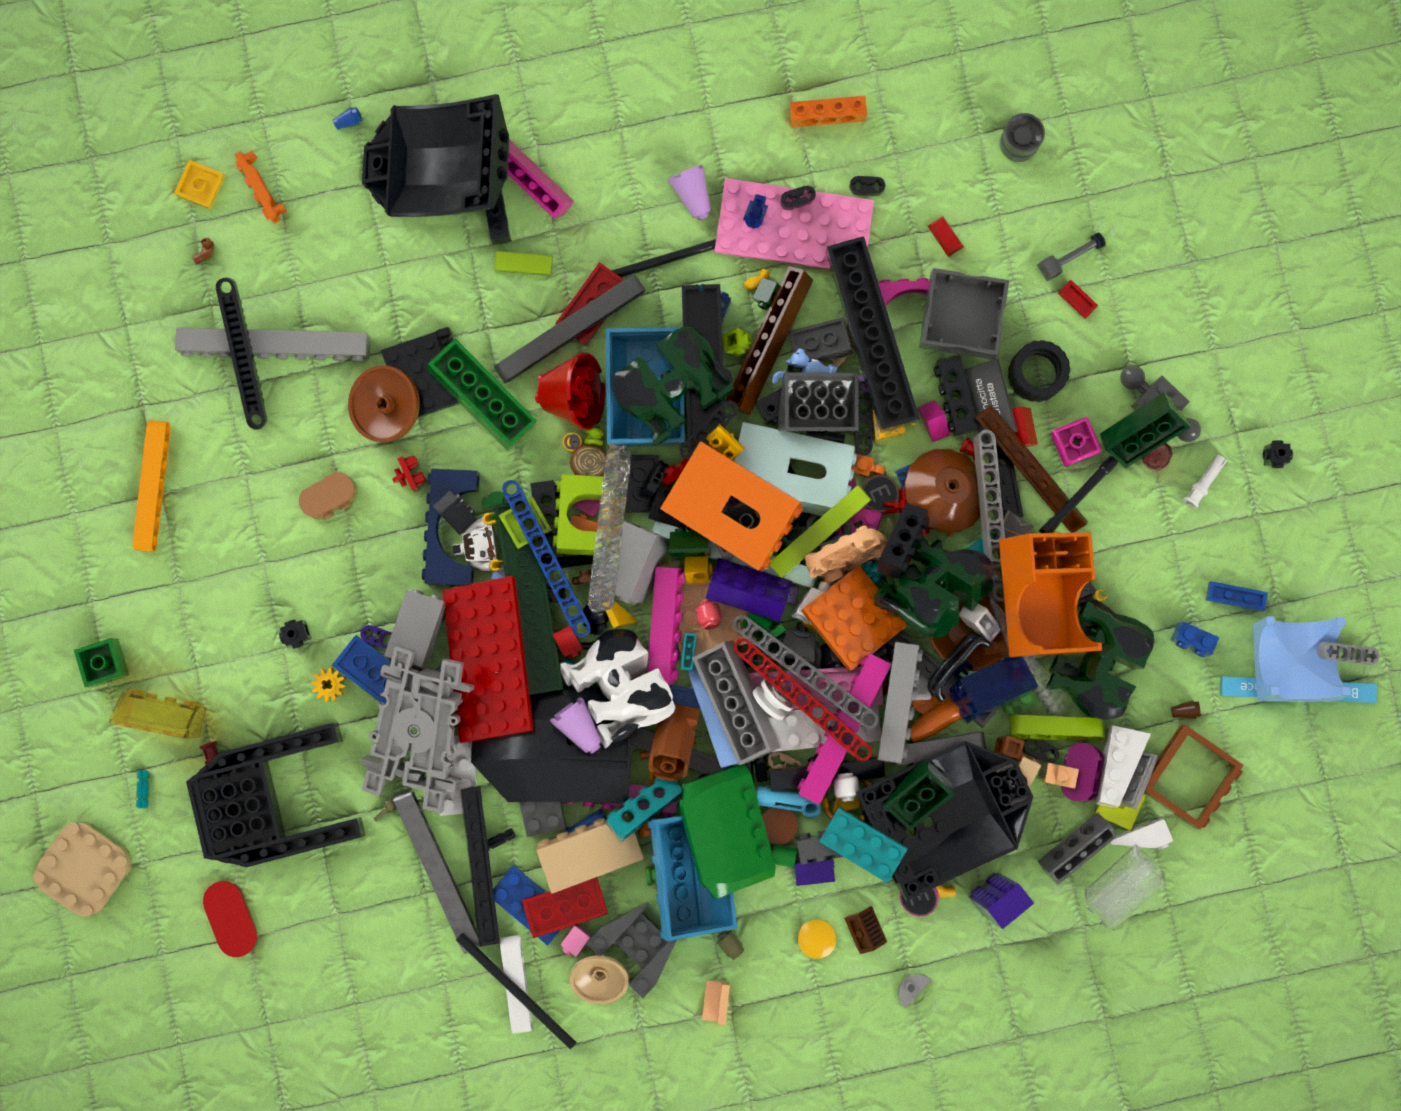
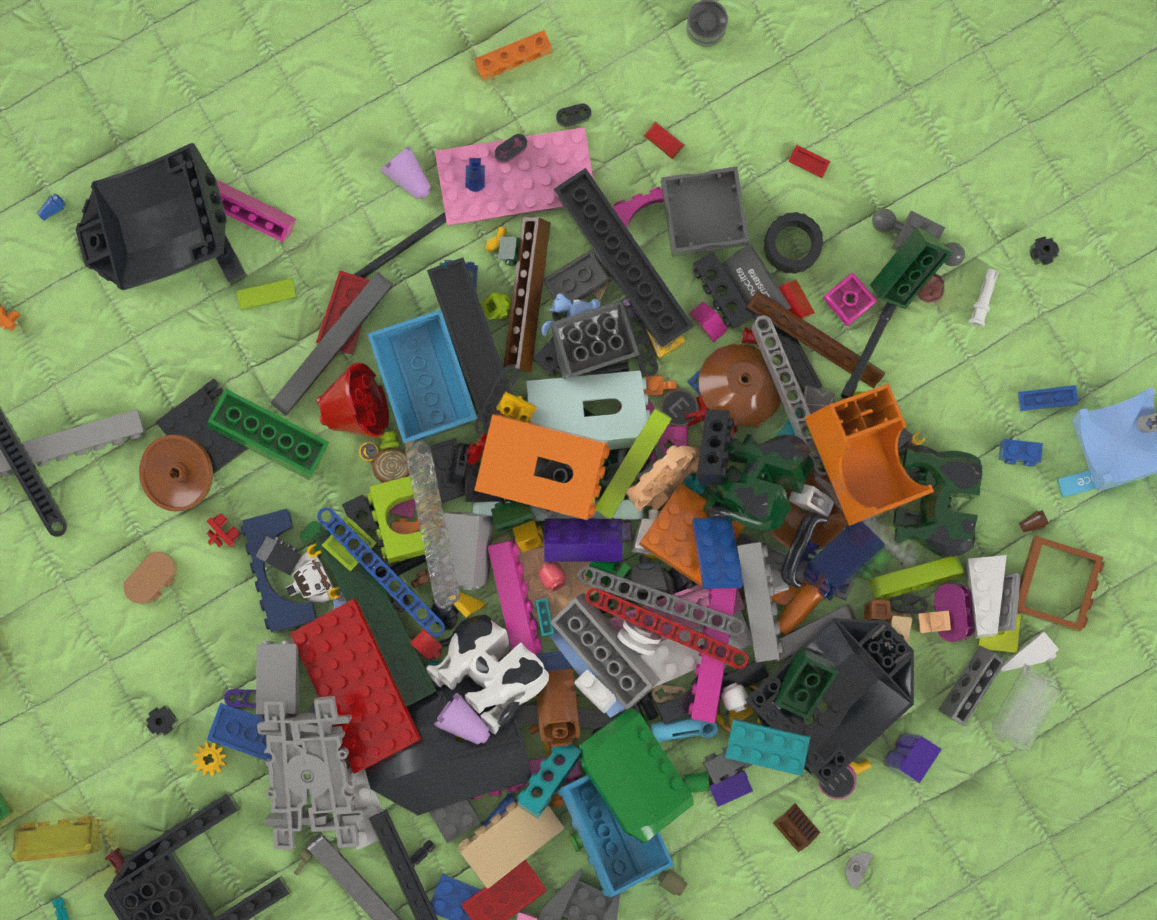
camera: 20 degrees left, 0 degrees up
(691, 367) = (463, 347): dark green animal -> none
(714, 738) = (595, 691): none -> white brick
(780, 825) = (684, 754): dark orange tile -> none
(817, 938) = (753, 850): yellow dish -> none
(873, 643) = (717, 553): none -> blue plate
(1051, 266) = (774, 138): dark grey piece -> none

